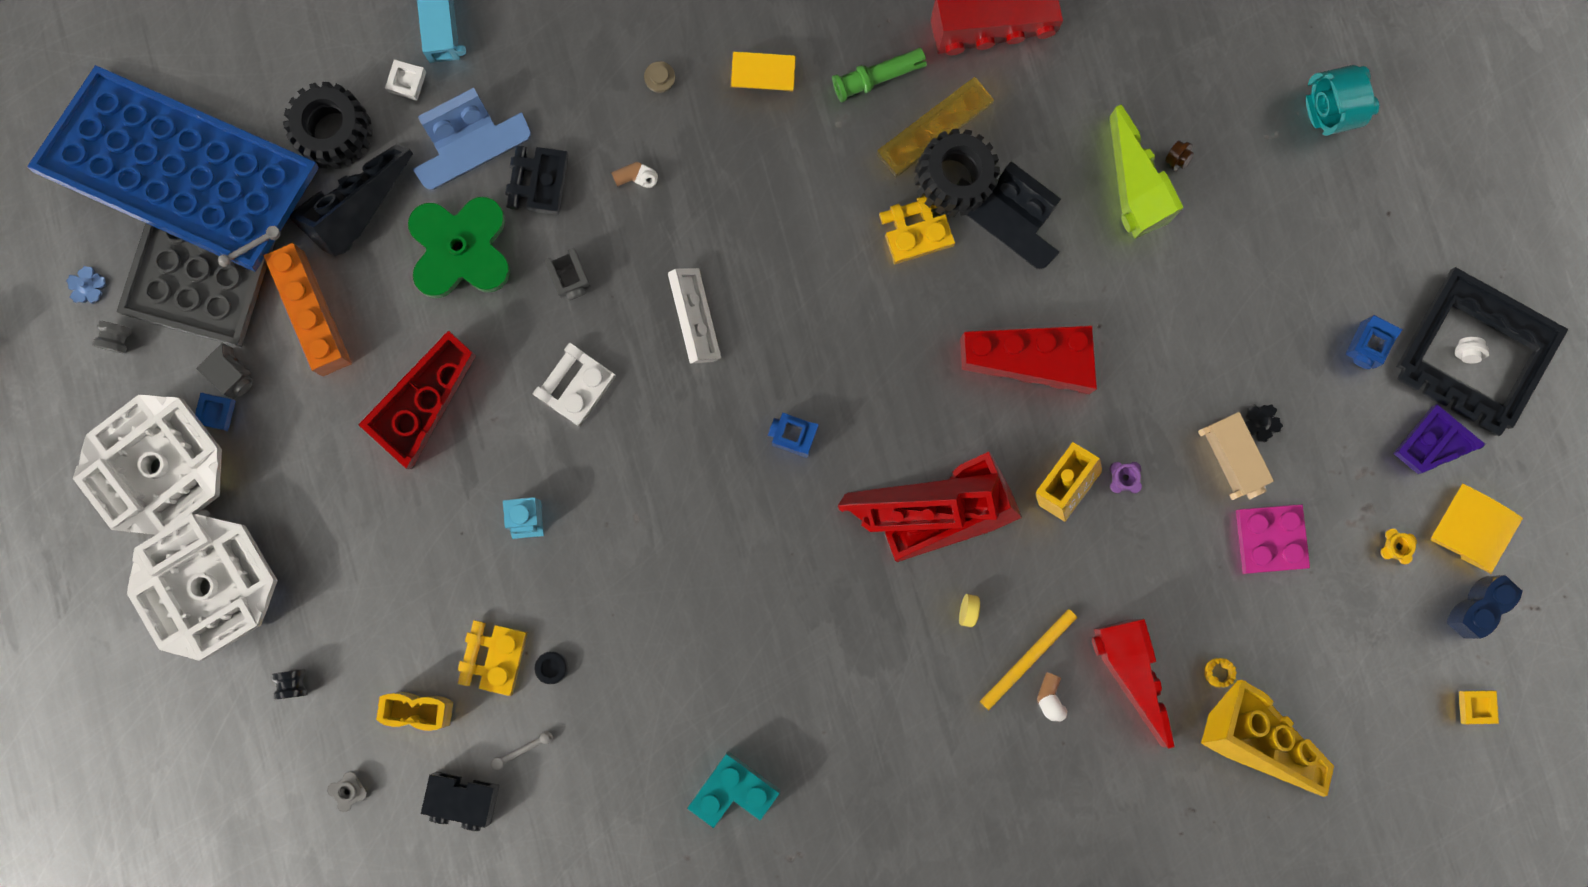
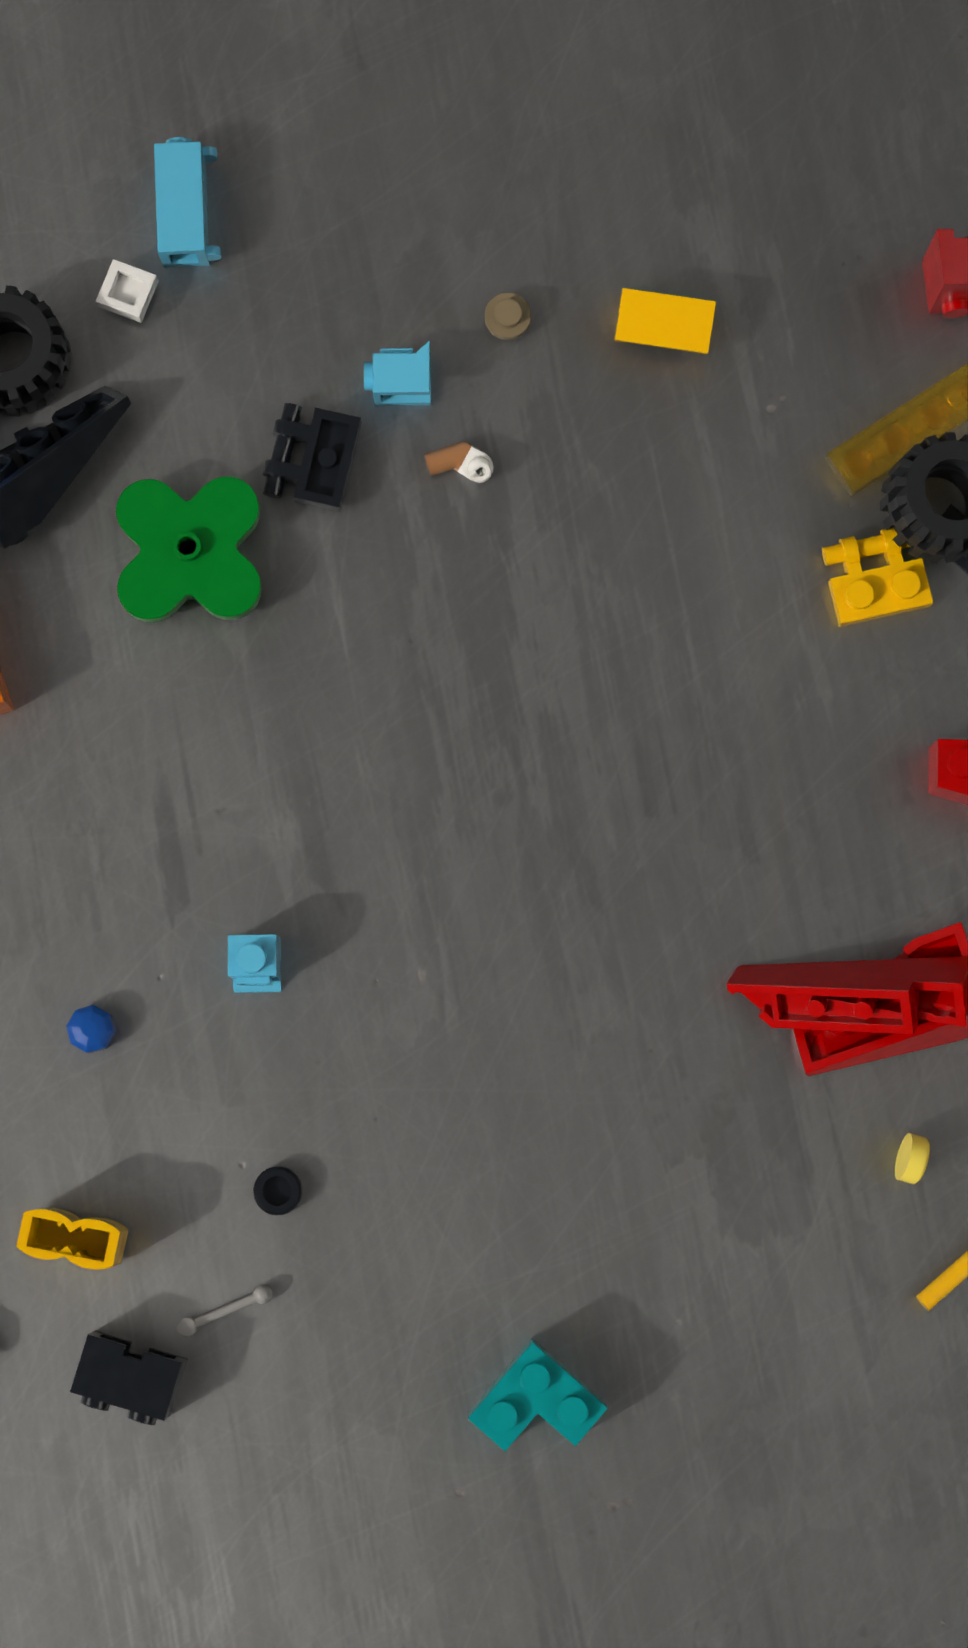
camera: 10 degrees right, 0 degrees up
(417, 402) = (108, 779): red wedge -> none
(418, 571) = (91, 1029): none -> blue tile
(466, 138) = (211, 386): medium blue plate -> none
(502, 659) = (205, 1174): yellow plate -> none
(568, 275) = (349, 604): dark grey window -> none
(582, 391) = (358, 777): white plate -> none
(591, 122) = (399, 376): none -> medium azure window
(694, 315) = (532, 680): white plate -> none
(793, 434) = (668, 871): blue window -> none
(865, 78) = (818, 342): bright green pin -> none

